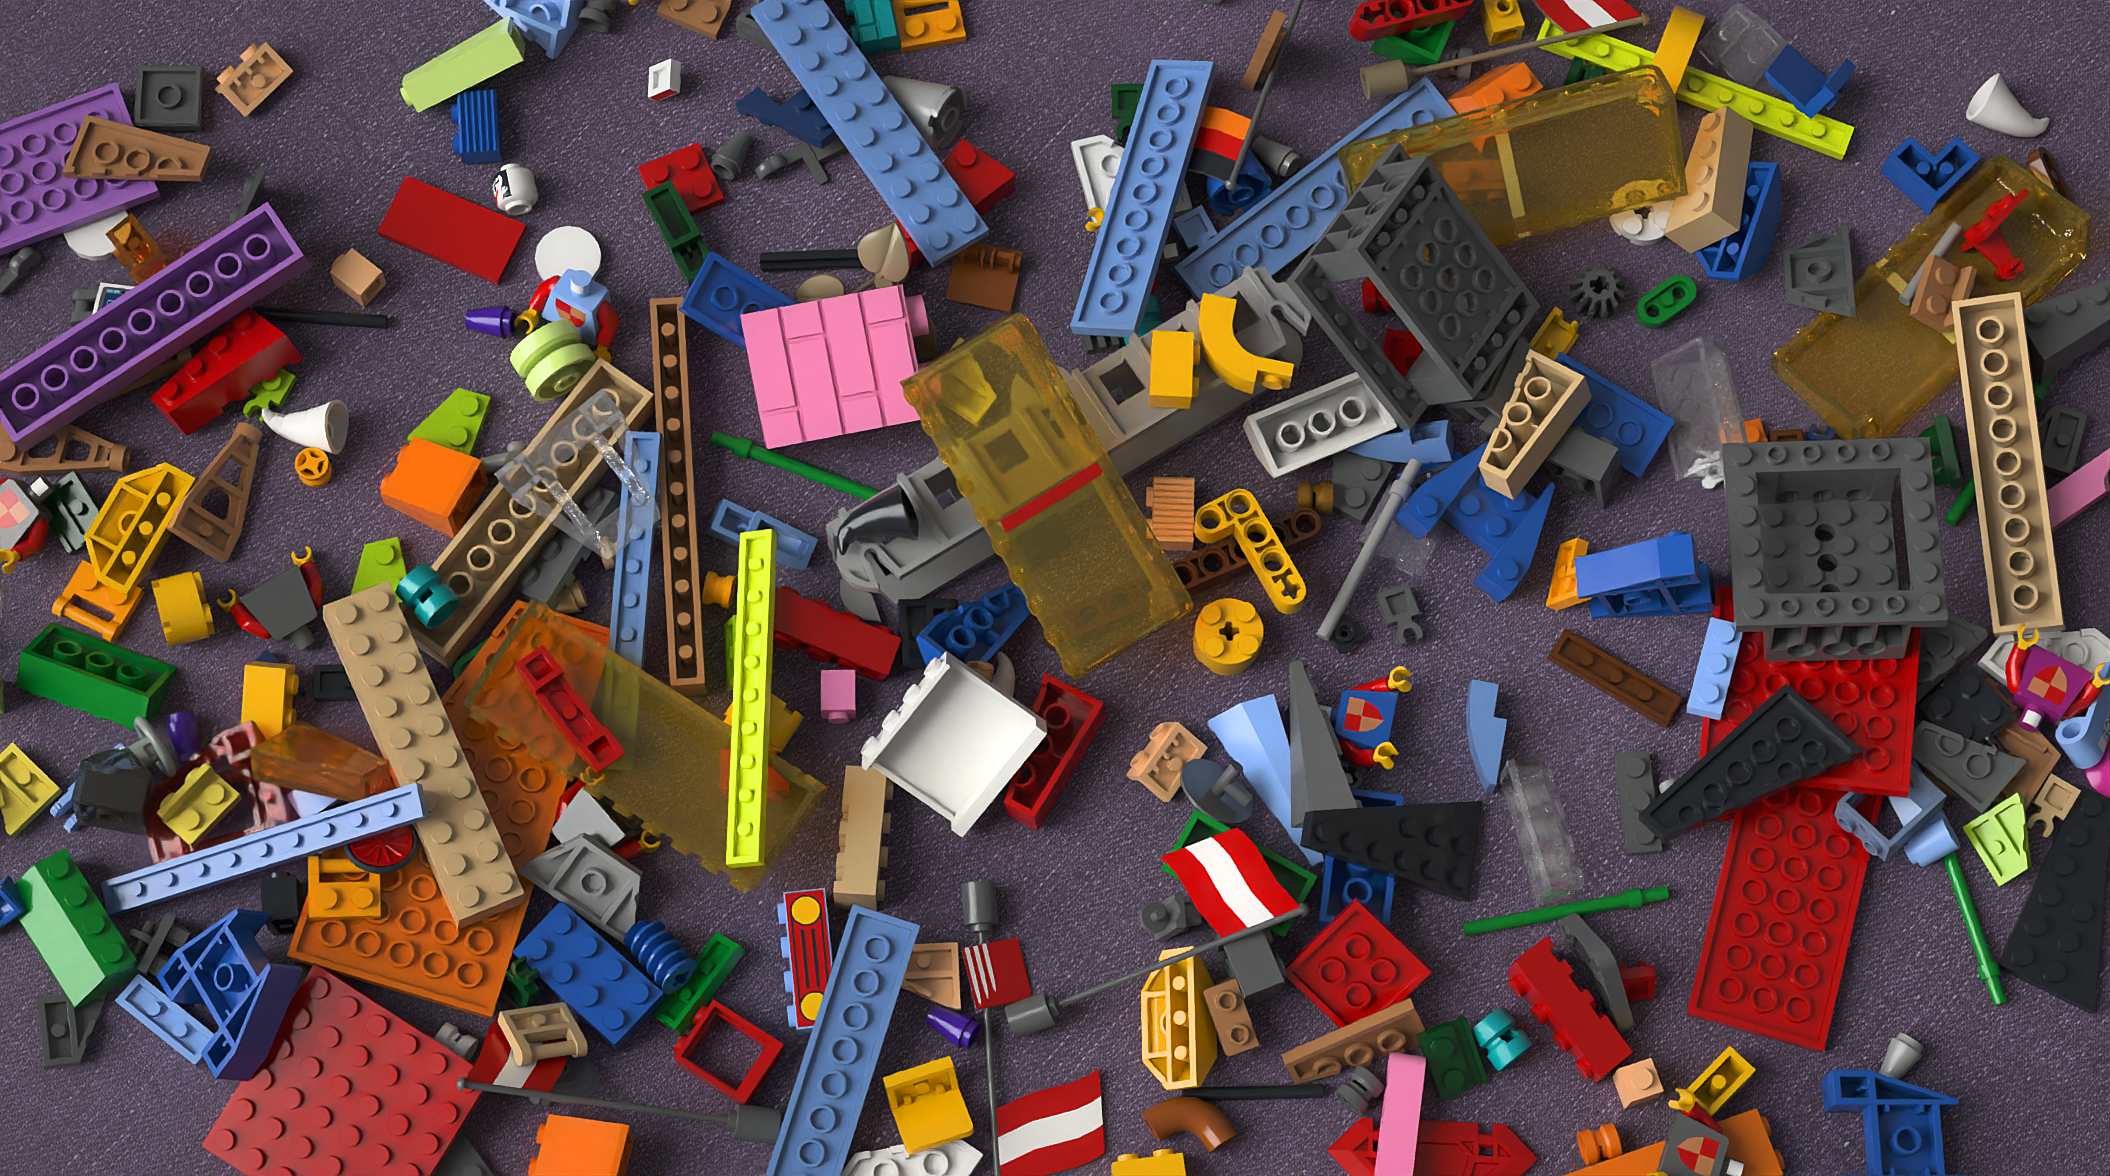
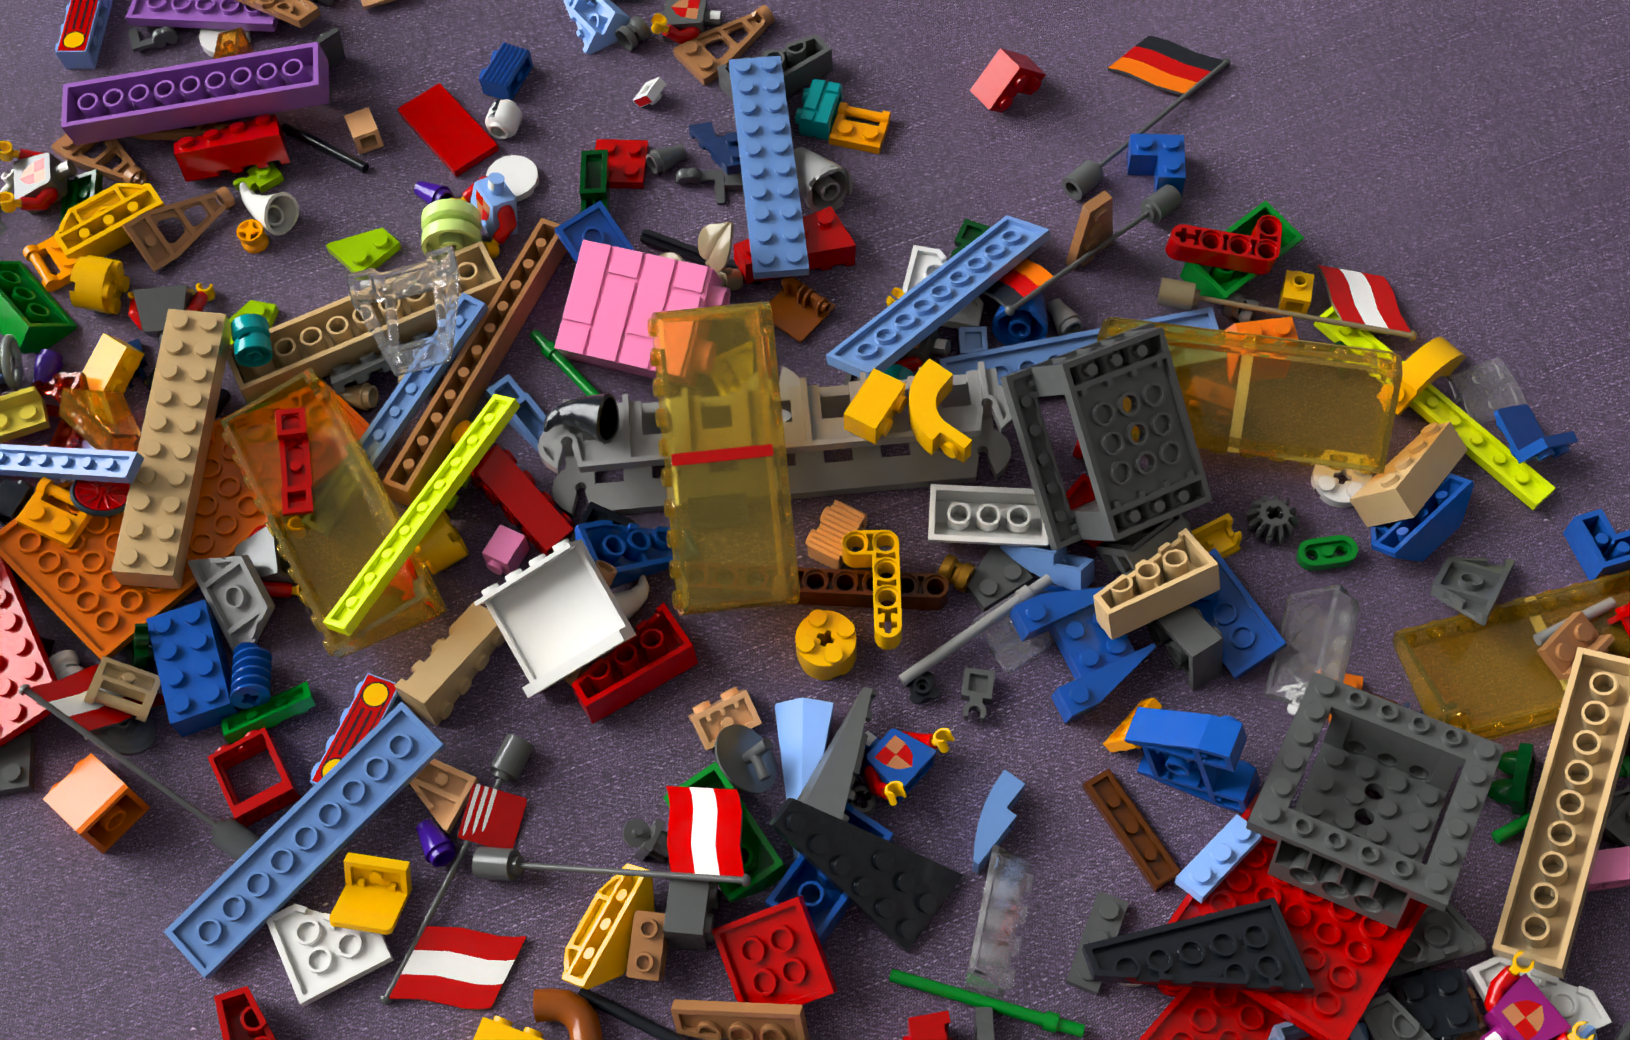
camera: 35 degrees right, 10 degrees down
(435, 485) = (317, 277): orange slope -> none
(464, 65) = (520, 28): yellowish green slope -> none

